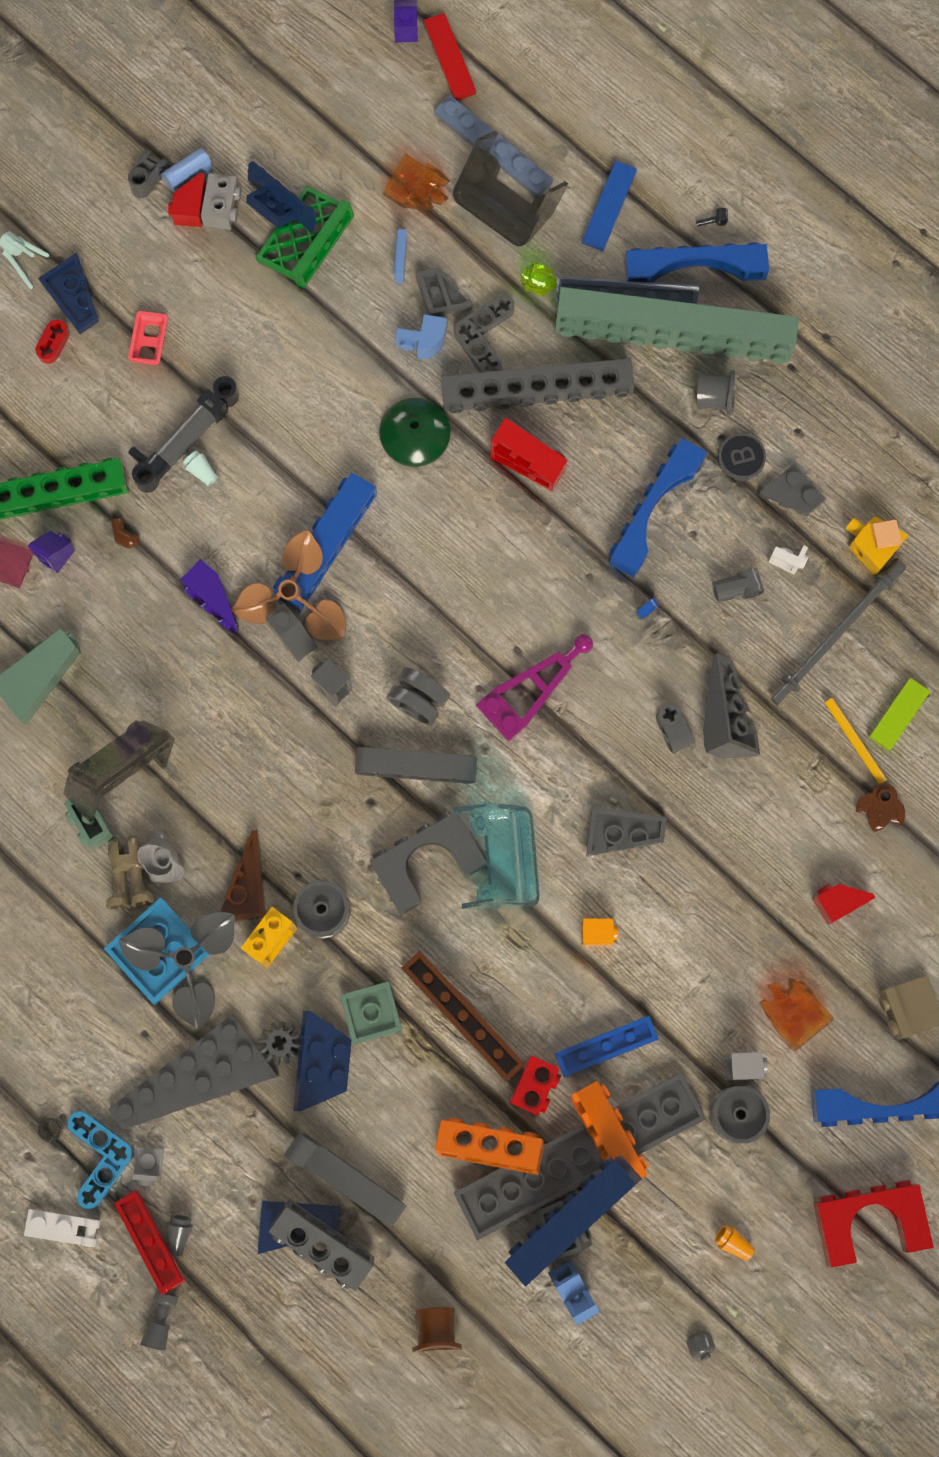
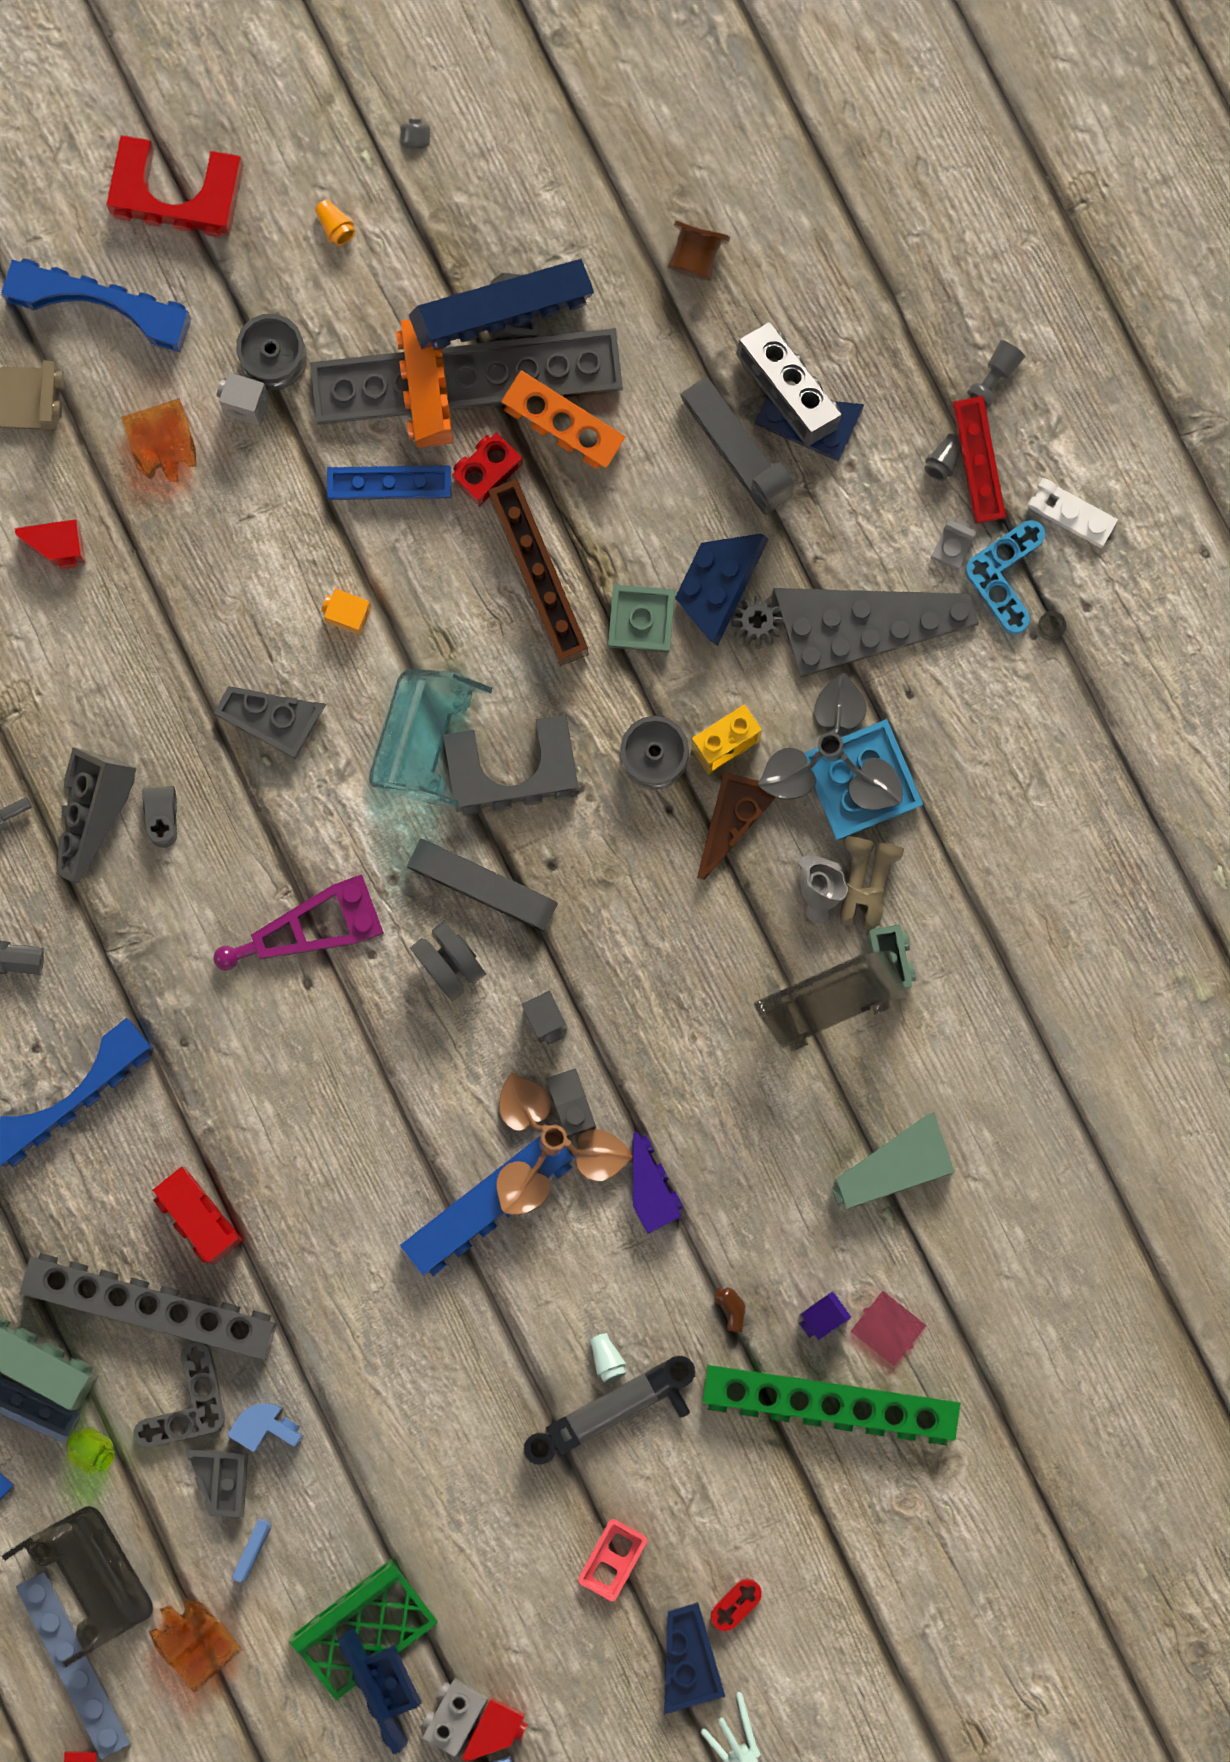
camera: 155 degrees left, 5 degrees up
(419, 445) = (347, 1312): dark green dish -> none
(573, 1292) = (531, 234): medium blue brick -> none
(647, 608) = (131, 971): blue tile -> none

